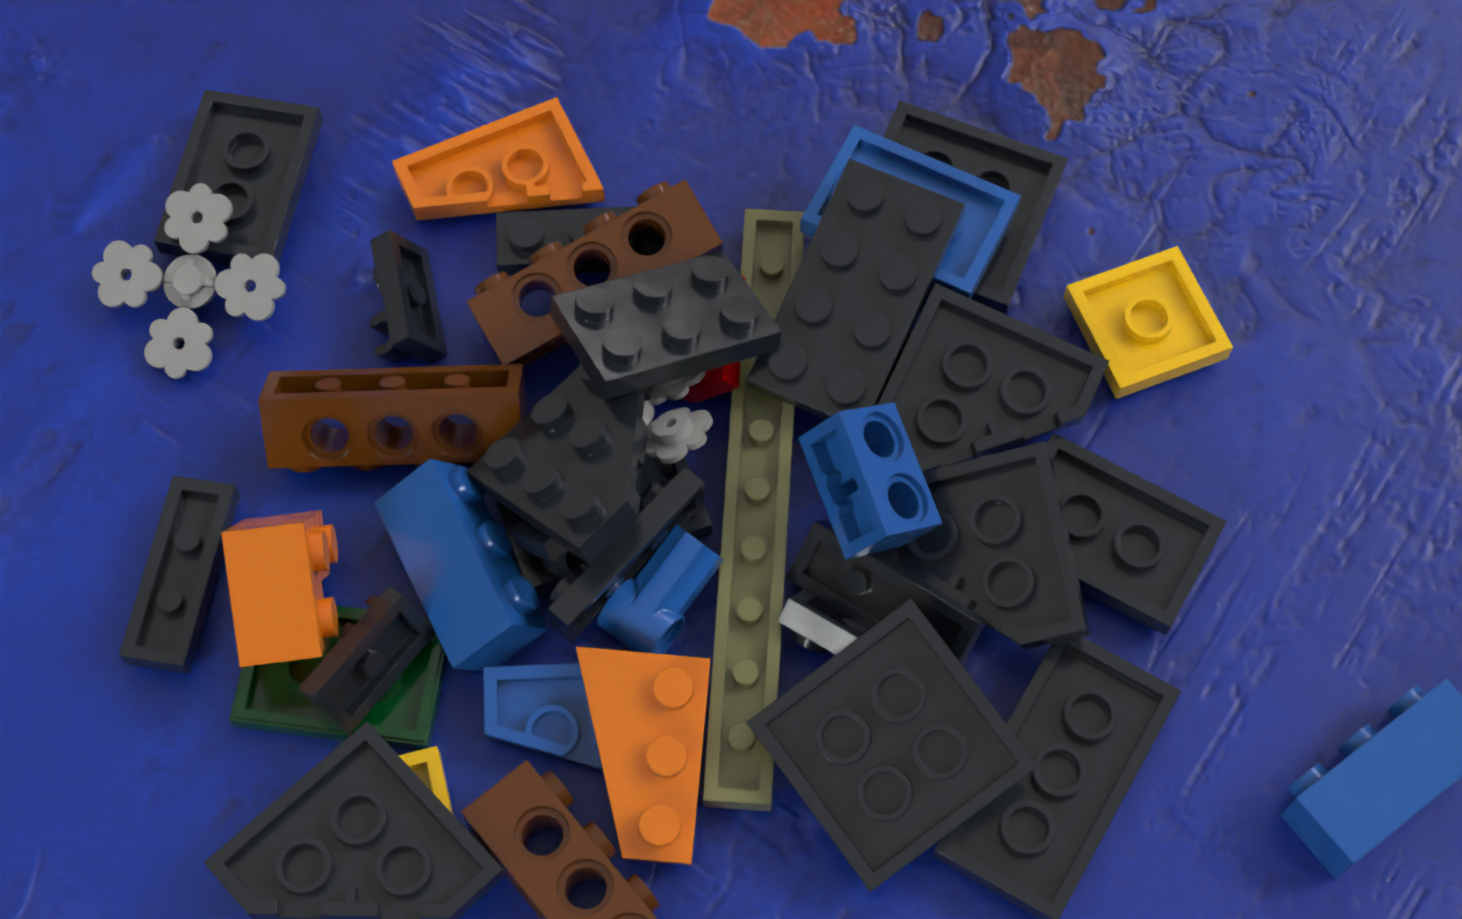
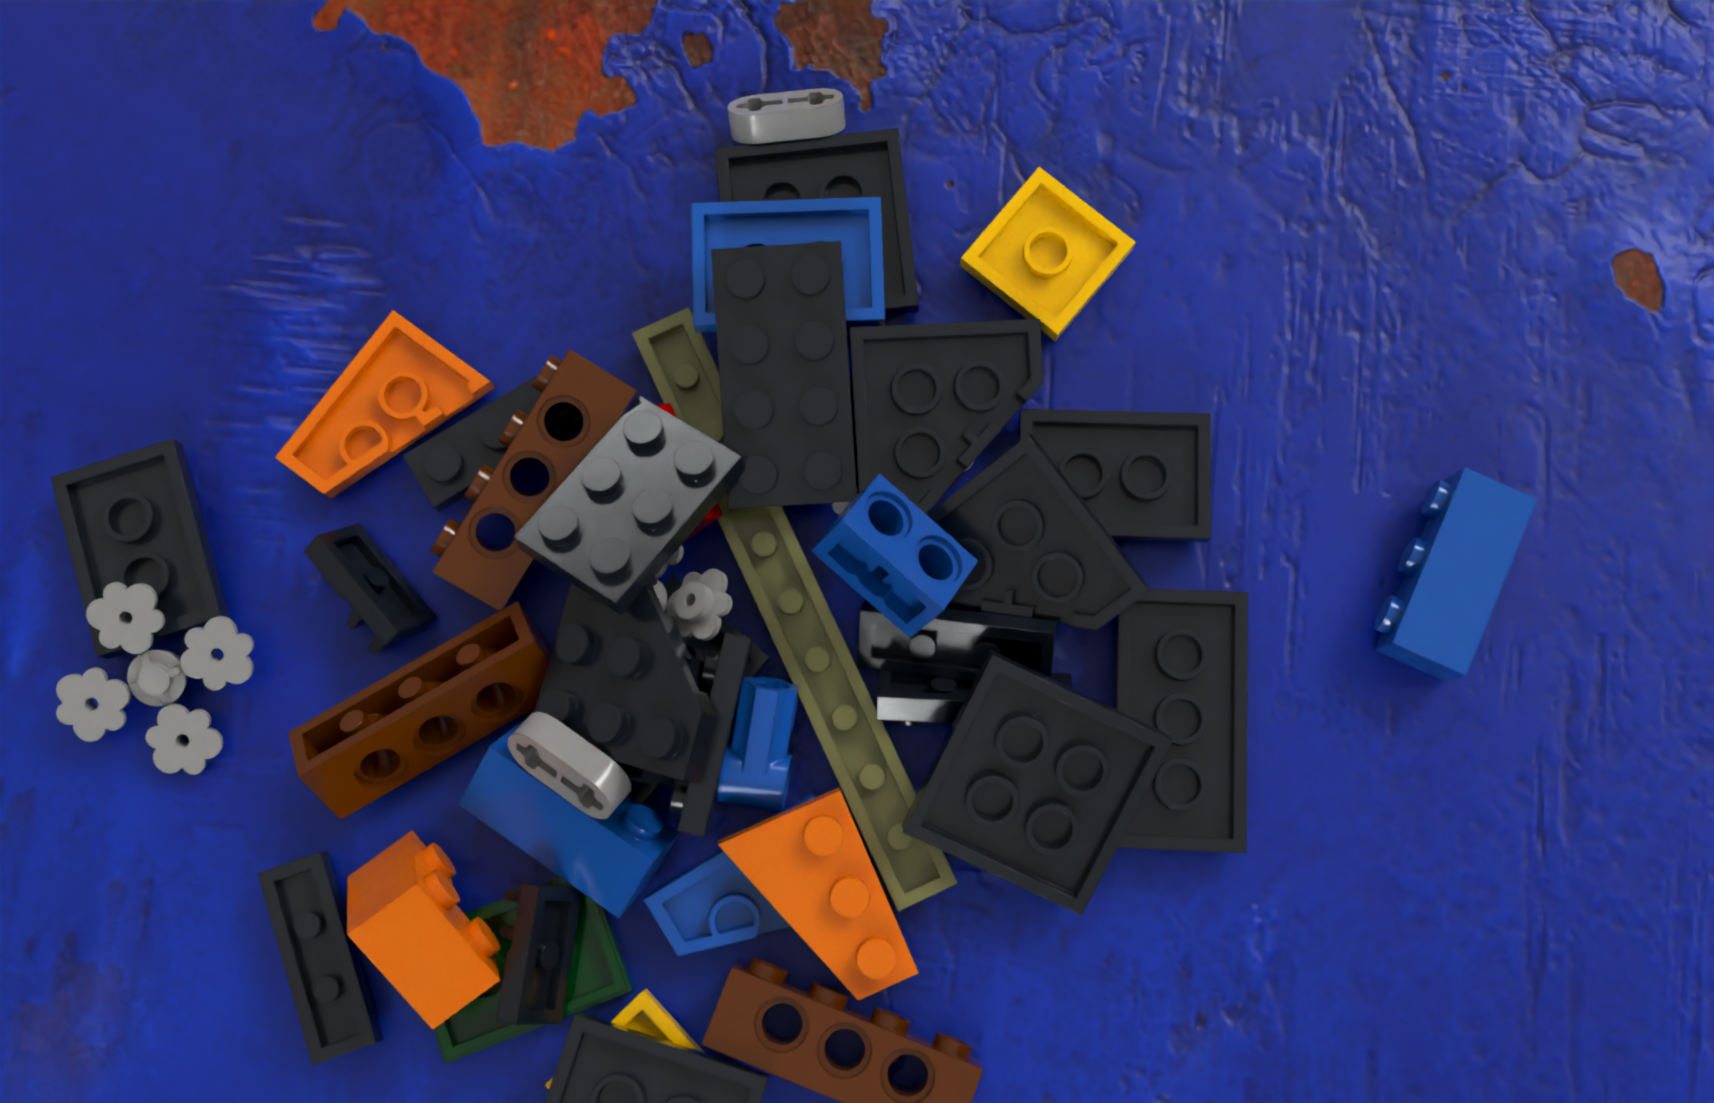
camera: 25 degrees left, 15 degrees up
(488, 503) = (569, 765): none -> light grey beam
(976, 106) = (786, 116): none -> light grey beam

